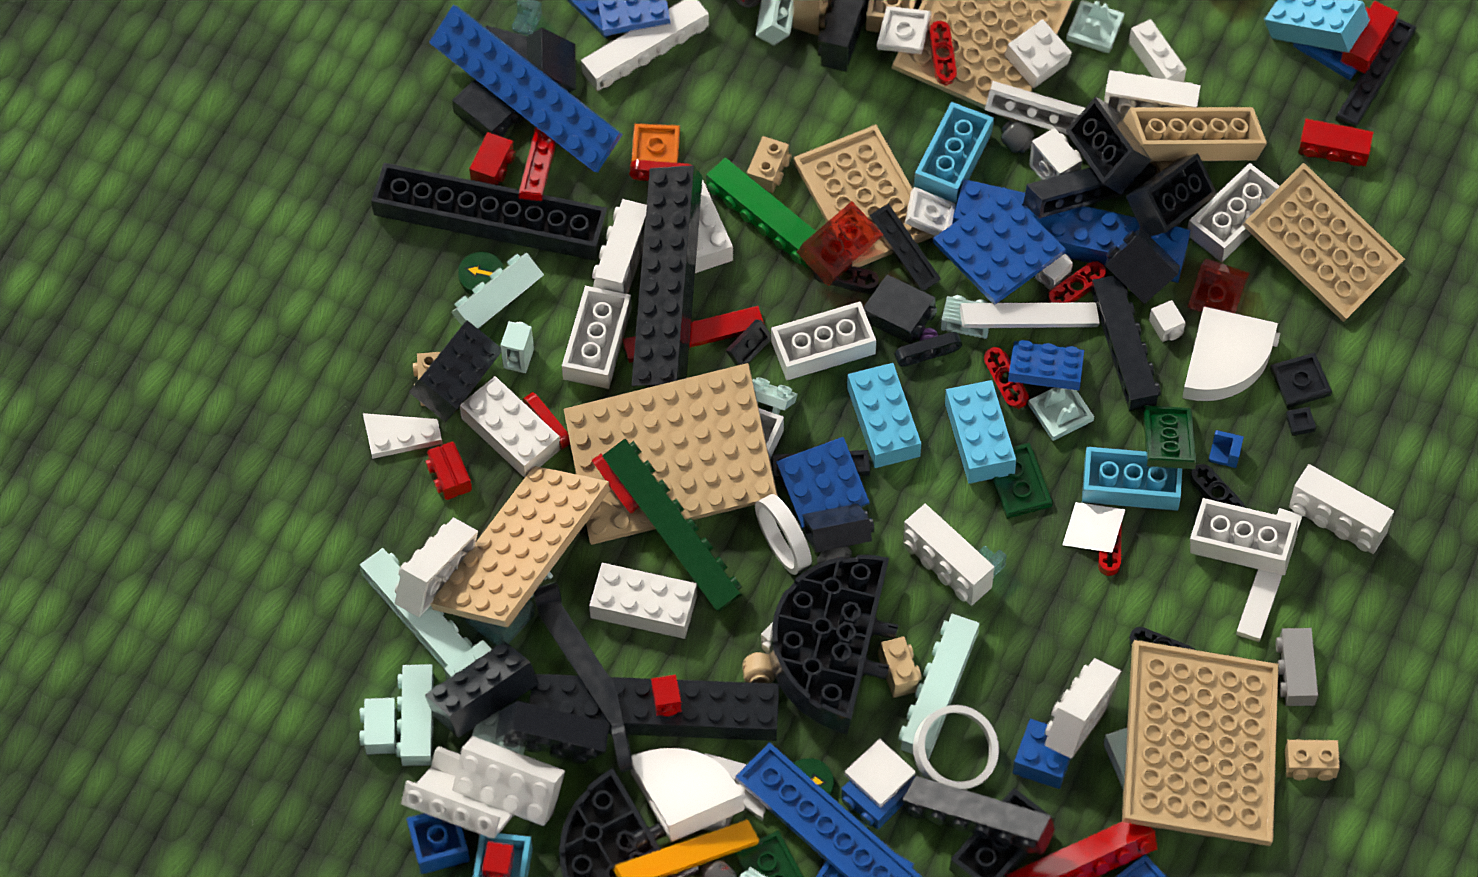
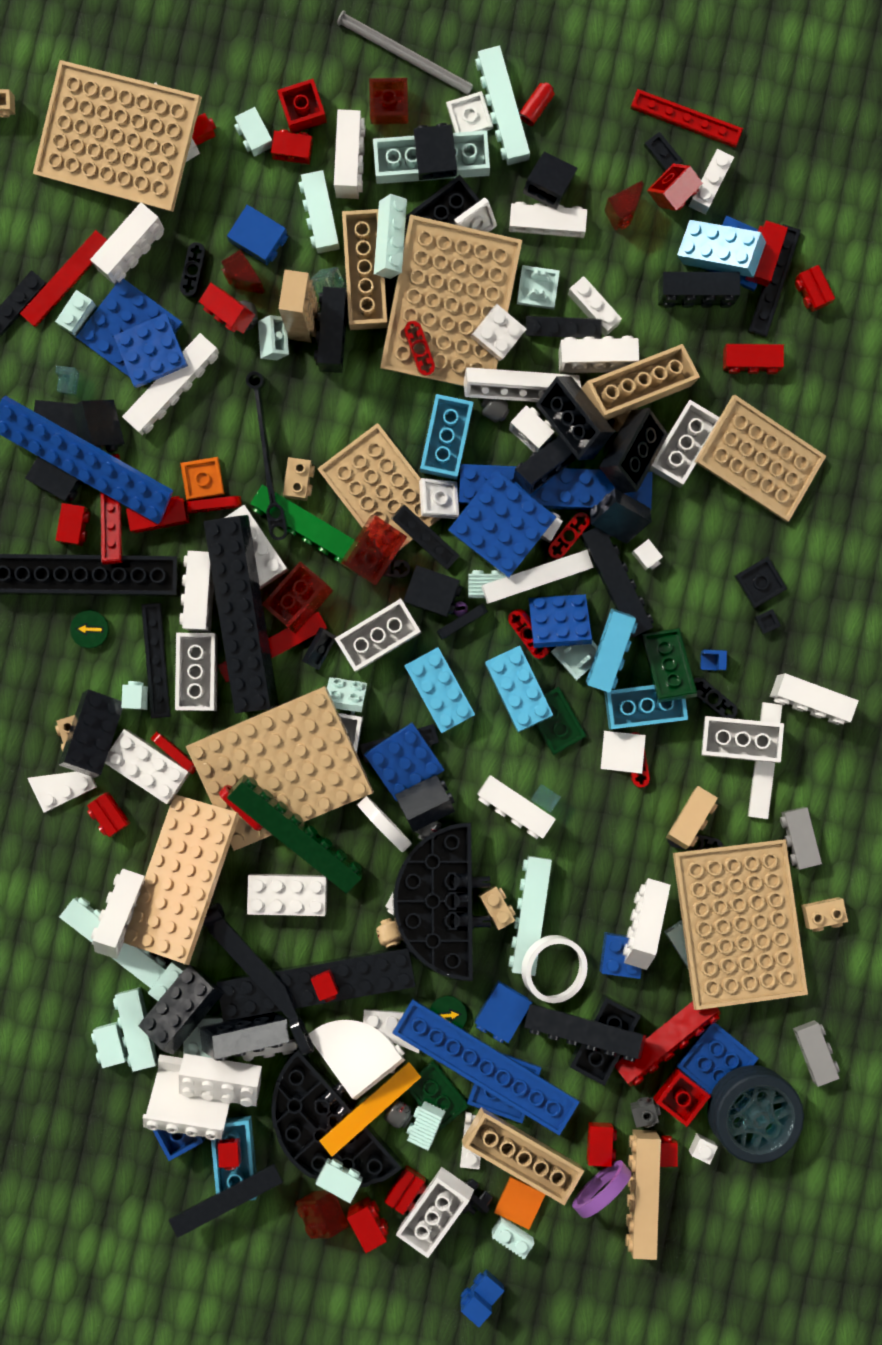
camera: 15 degrees left, 25 degrees up
(498, 292) = (106, 649): light aqua brick -> none
(550, 322) = (156, 660): none -> black tile
(580, 771) = (287, 1048): none -> white plate
(612, 175) = (174, 515): none -> red brick
(737, 280) = (297, 597): none -> clear red brick
(738, 195) = (281, 520): none -> black piece
(880, 773) = (501, 1006): white tile -> none
(904, 30) = (383, 334): white tile -> none
(1099, 65) = (563, 327): none -> black plate
(1101, 399) = (610, 650): none -> medium azure brick
(1164, 612) = (692, 818): none -> tan brick
(1218, 287) = (683, 516): clear red slope -> none
(1228, 354) = (700, 574): white brick -> none
(1283, 57) = (698, 289): none -> black brick
(1421, 86) = (814, 288): none -> red brick

